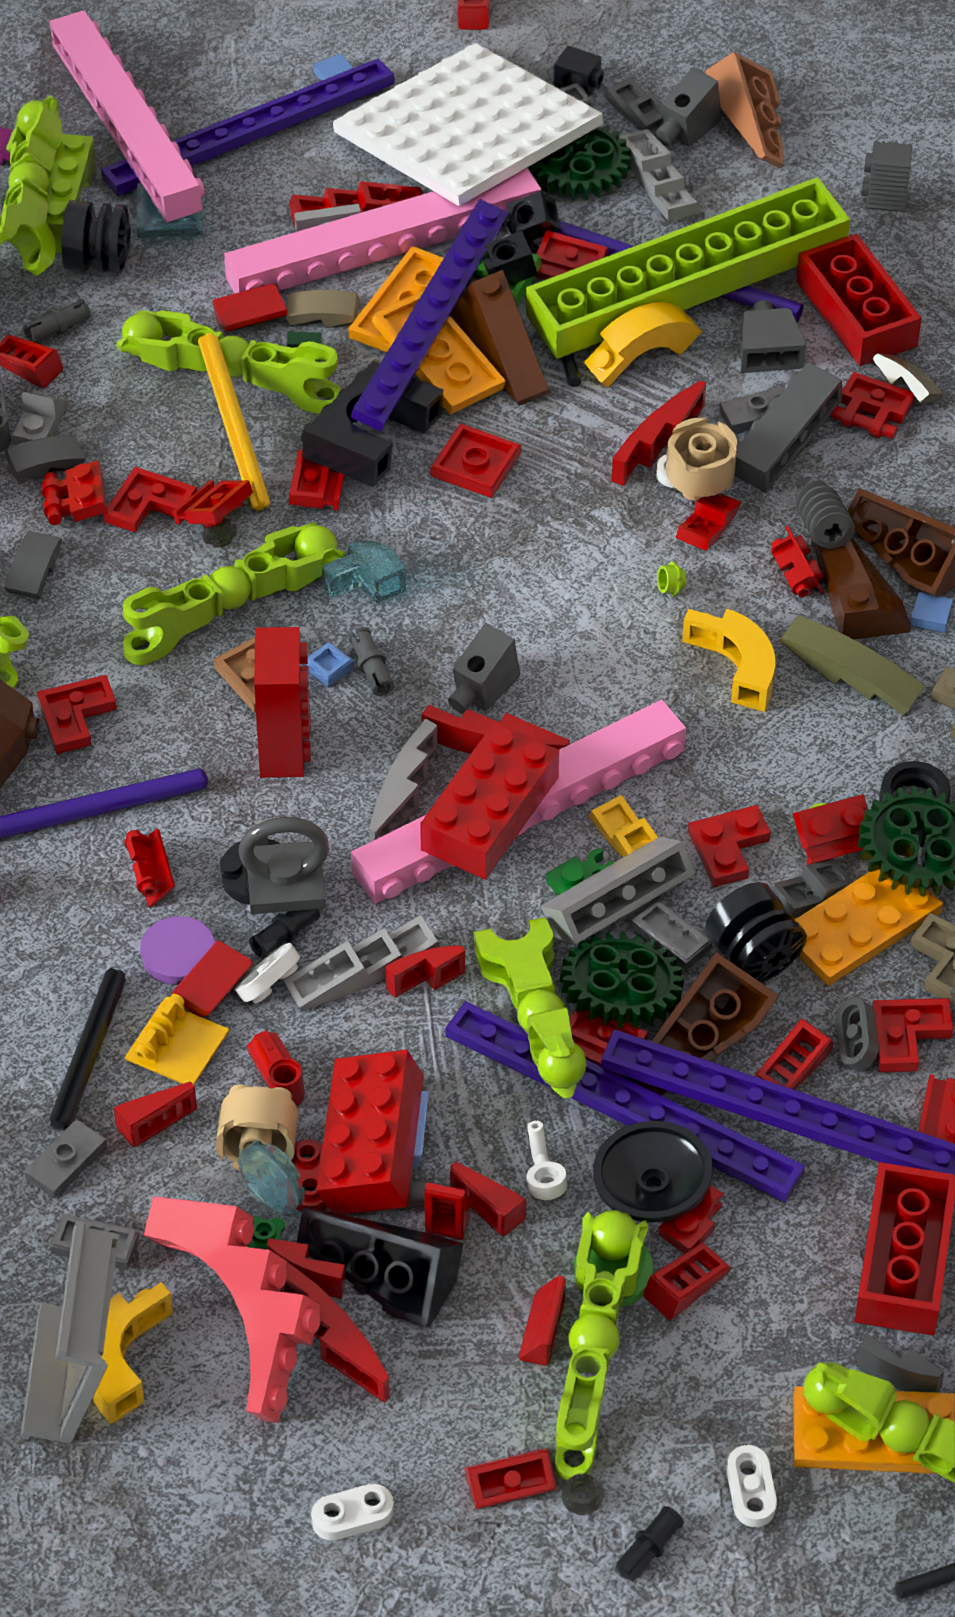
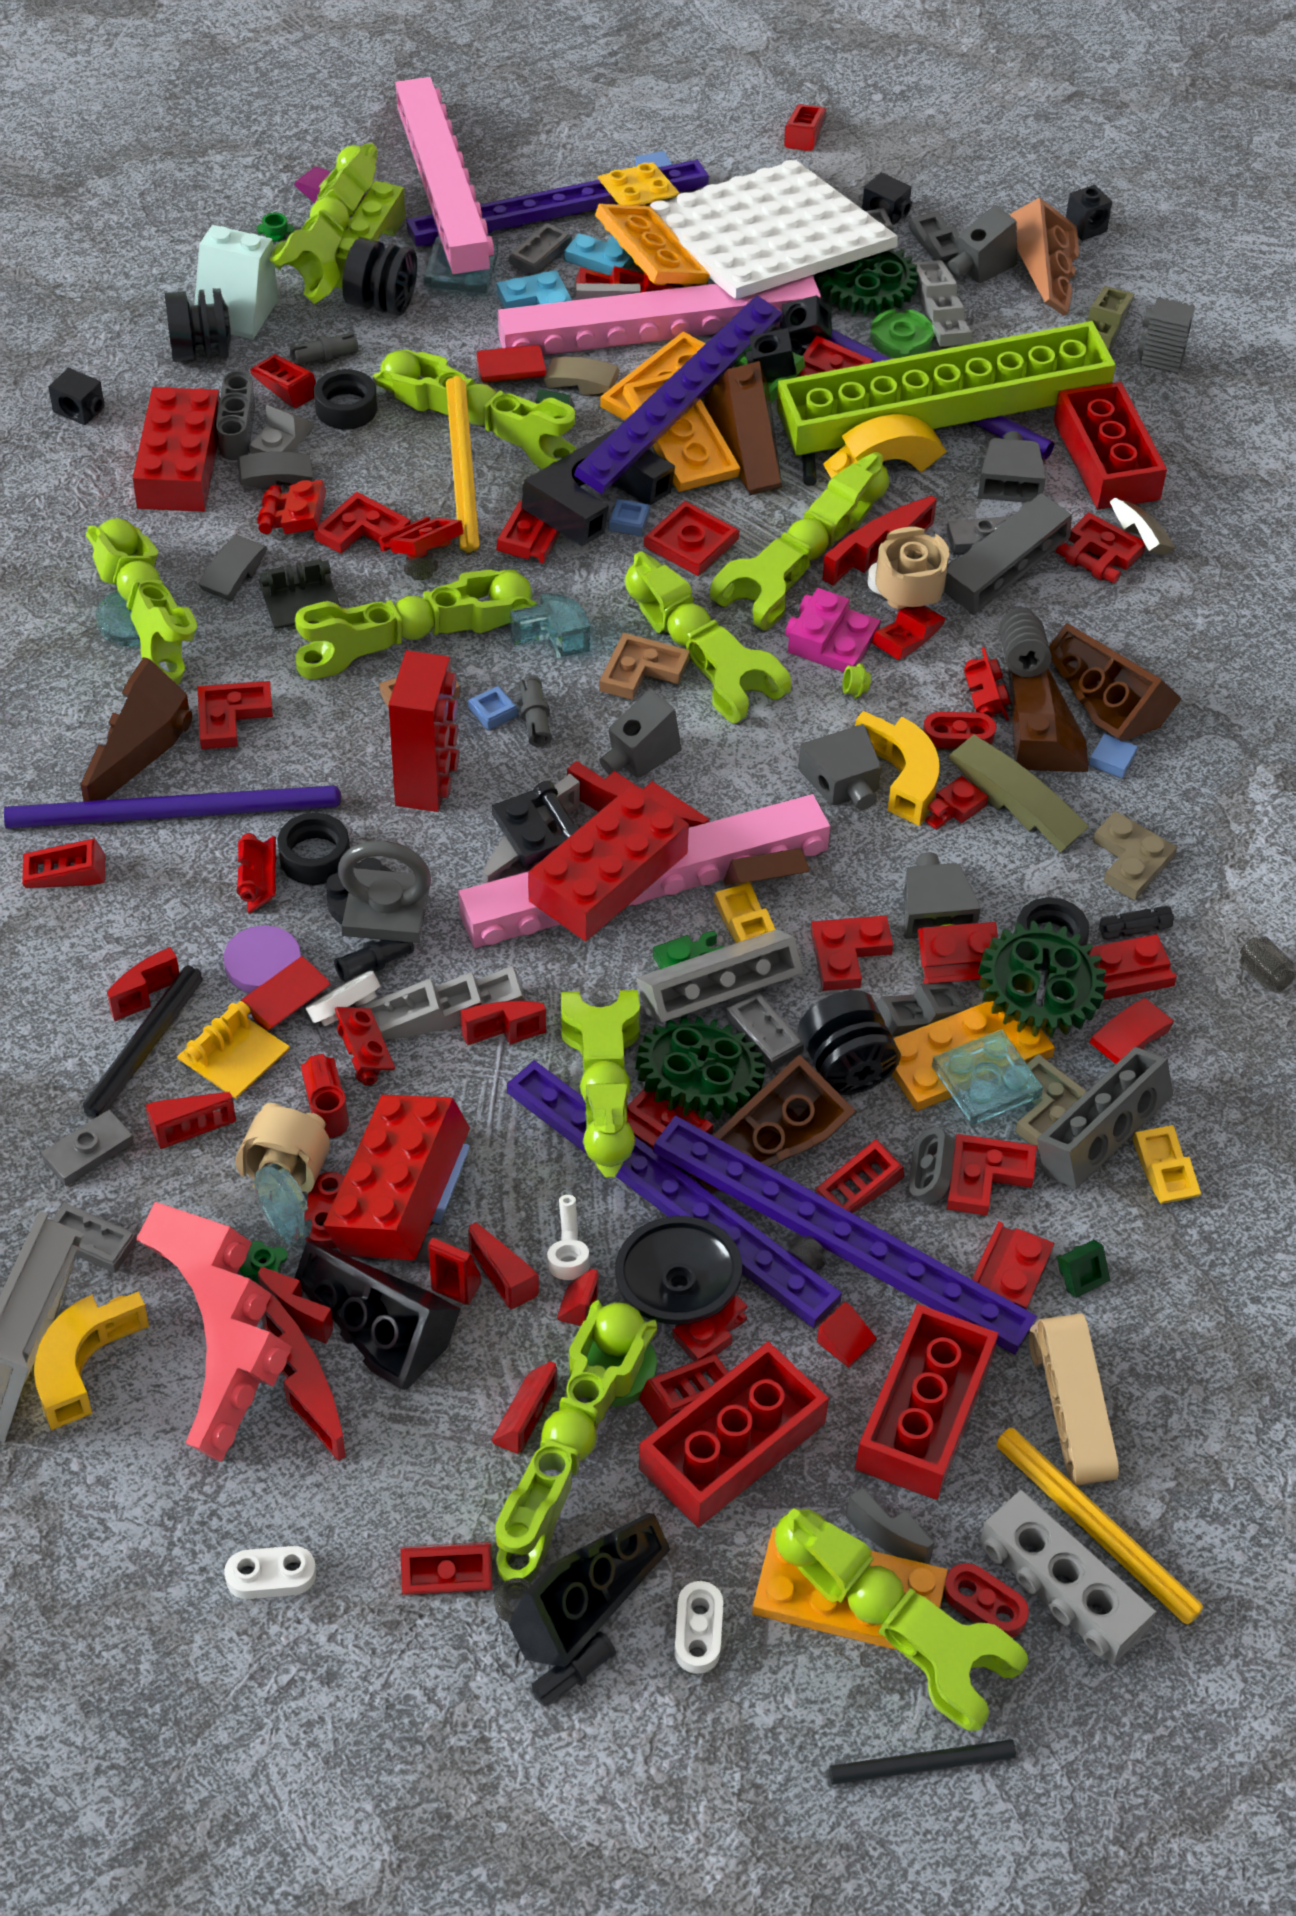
camera: 10 degrees right, 0 degrees up
(65, 1001) = (133, 988): none -> red slope
(90, 353) = (345, 415): none -> black tyre
(105, 581) = (291, 590): none -> pearl dark grey hinge
(196, 811) = (309, 827): none -> black tyre
(244, 179) = (540, 249): none -> flat silver plate
(253, 223) = (533, 290): none -> medium azure plate
(296, 1006) = (365, 1042): none -> red hinge
(313, 176) = (597, 254): none -> medium azure plate
(326, 99) = (638, 185): none -> yellow hinge
(359, 159) = (652, 244): none -> light orange plate
(401, 780) = (526, 827): none -> black plate
(408, 448) = (629, 517): none -> medium blue tile
(461, 589) = (638, 658): none -> medium nougat plate
(550, 587) = (729, 666): none -> lime piece
(563, 485) = (787, 558): none -> lime piece
(565, 1215) = (579, 1298): none -> red slope
(626, 213) = (901, 333): none -> bright green tile
(634, 533) = (830, 631): none -> dark pink plate
(635, 778) = (766, 866): none -> reddish brown slope
(645, 1474) = (584, 1591): none -> black wedge
(681, 667) = (842, 767): none -> dark grey torso
(740, 1310) = (732, 1434): none -> red brick
(764, 1133) = (808, 1252): none -> clear smoke plate
(780, 610) = (954, 728): none -> red plate
(781, 54) = (1089, 211): none -> black brick
(795, 681) = (956, 800): none -> red plate
(800, 778) = (937, 896): none -> dark grey torso
(816, 1203) = (845, 1335): none -> red slope
(825, 159) = (1110, 312): none -> olive slope
(889, 942) = (987, 1077): none -> clear light blue plate

